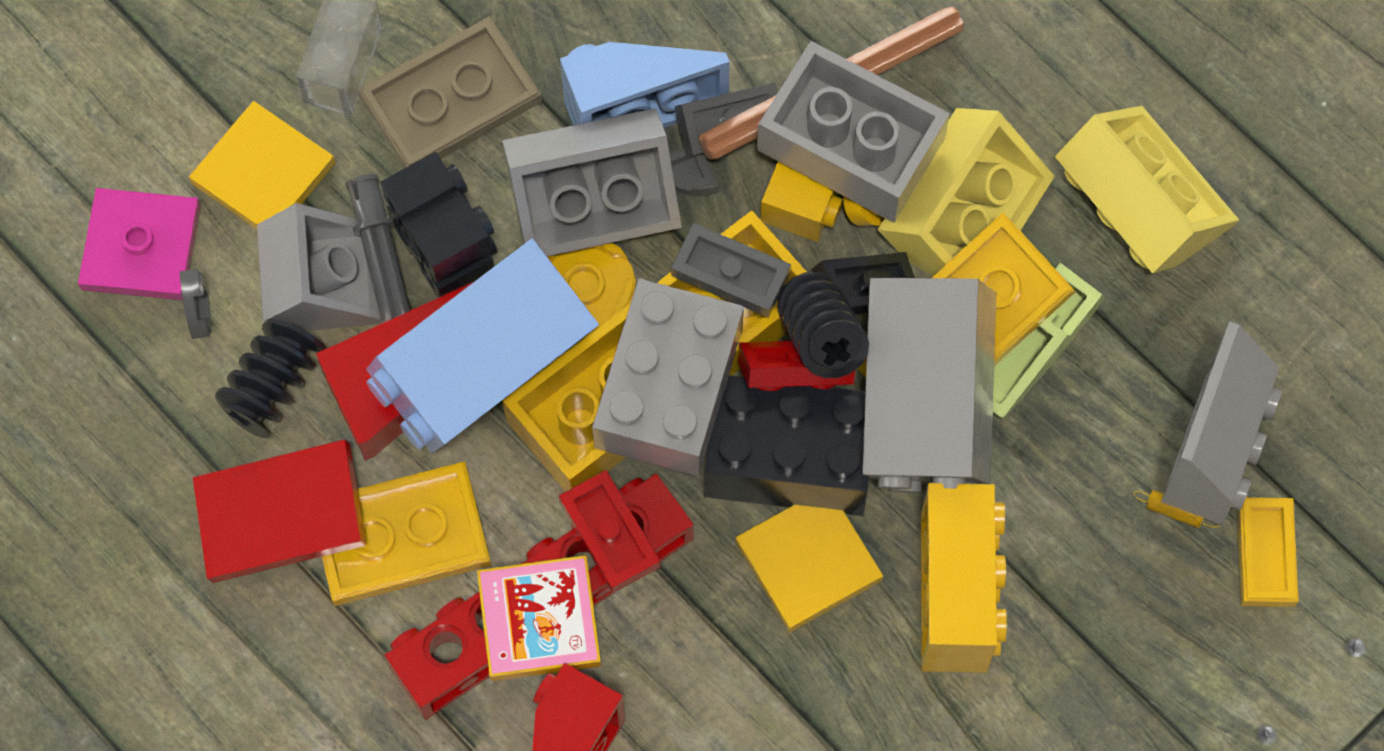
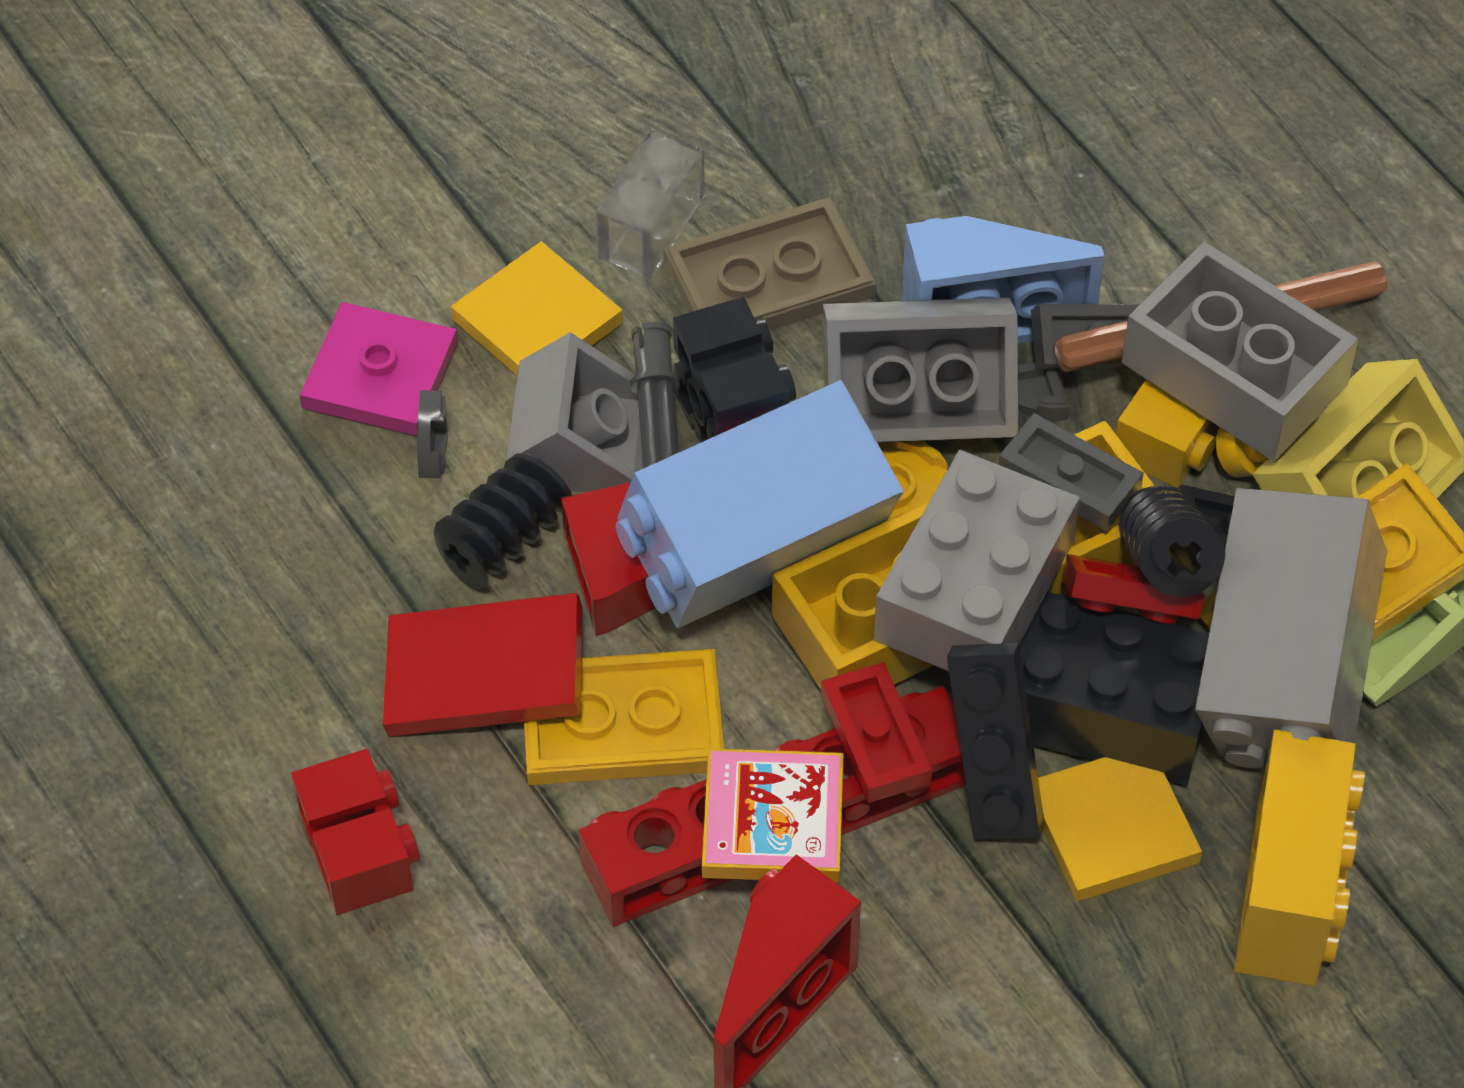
camera: 10 degrees right, 15 degrees down
(201, 680) = (354, 830): none -> red piece
(707, 523) = (996, 740): none -> black plate

